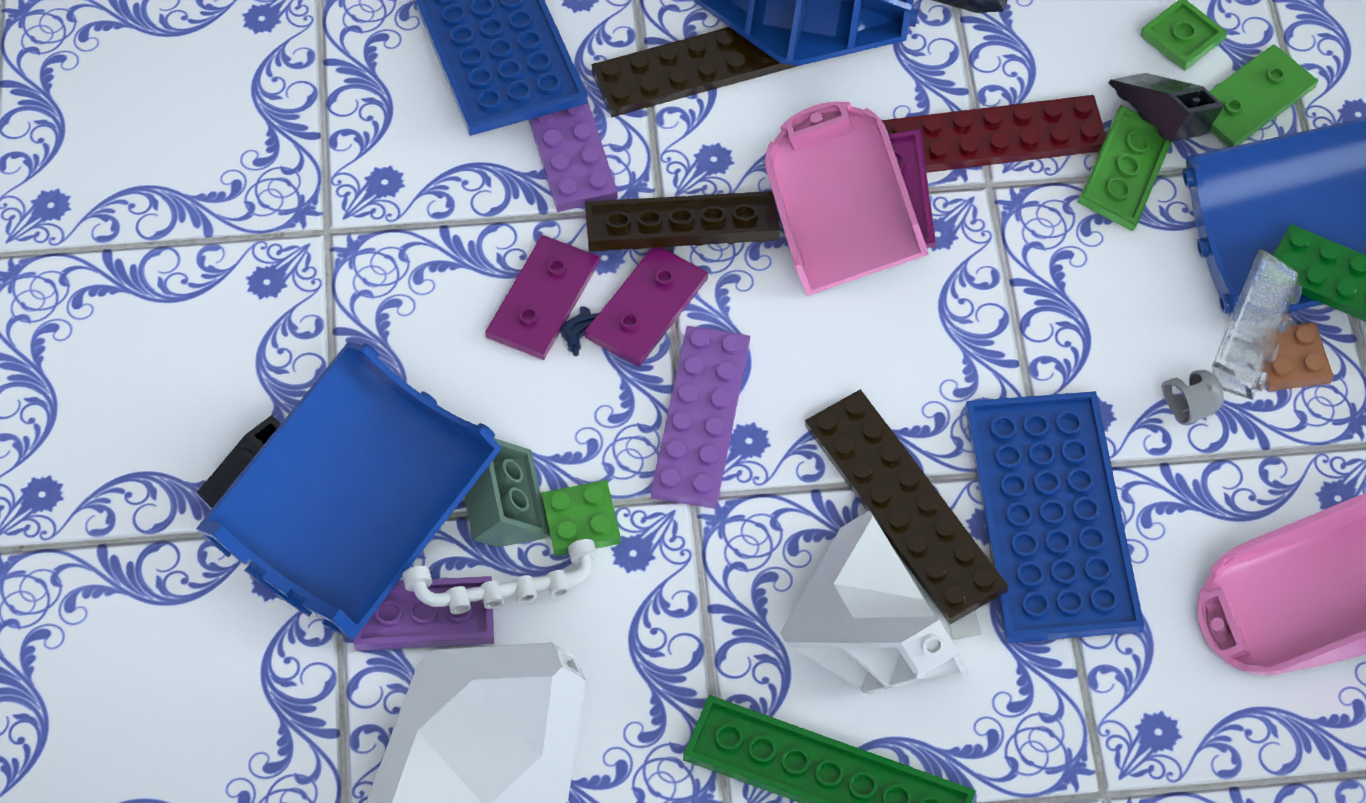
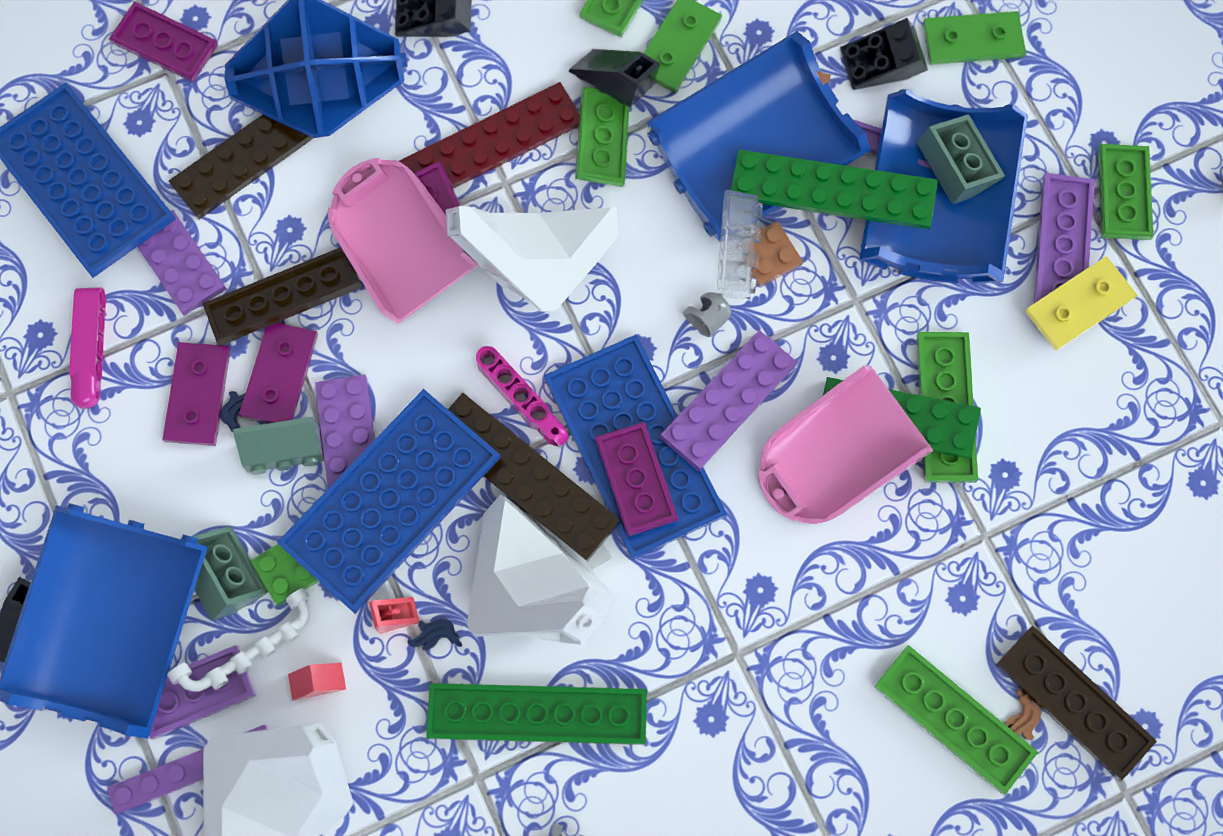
camera: 20 degrees left, 15 degrees up
(343, 699) = (159, 781): none -> medium lavender plate
(435, 206) = (87, 346): none -> dark pink piece
(581, 642) = (316, 680): none -> coral slope
(622, 374) = (279, 445): none -> sand green slope
(691, 605) = (393, 613): none -> coral slope
(732, 474) = (389, 500): none -> blue plate
(732, 644) = (433, 632): none -> dark blue piece
(950, 459) = (549, 424): none -> dark pink piece
(998, 261) = (535, 252): none -> white panel
(1043, 547) = (636, 479): none -> magenta plate
(1188, 500) = (728, 400): none -> medium lavender plate

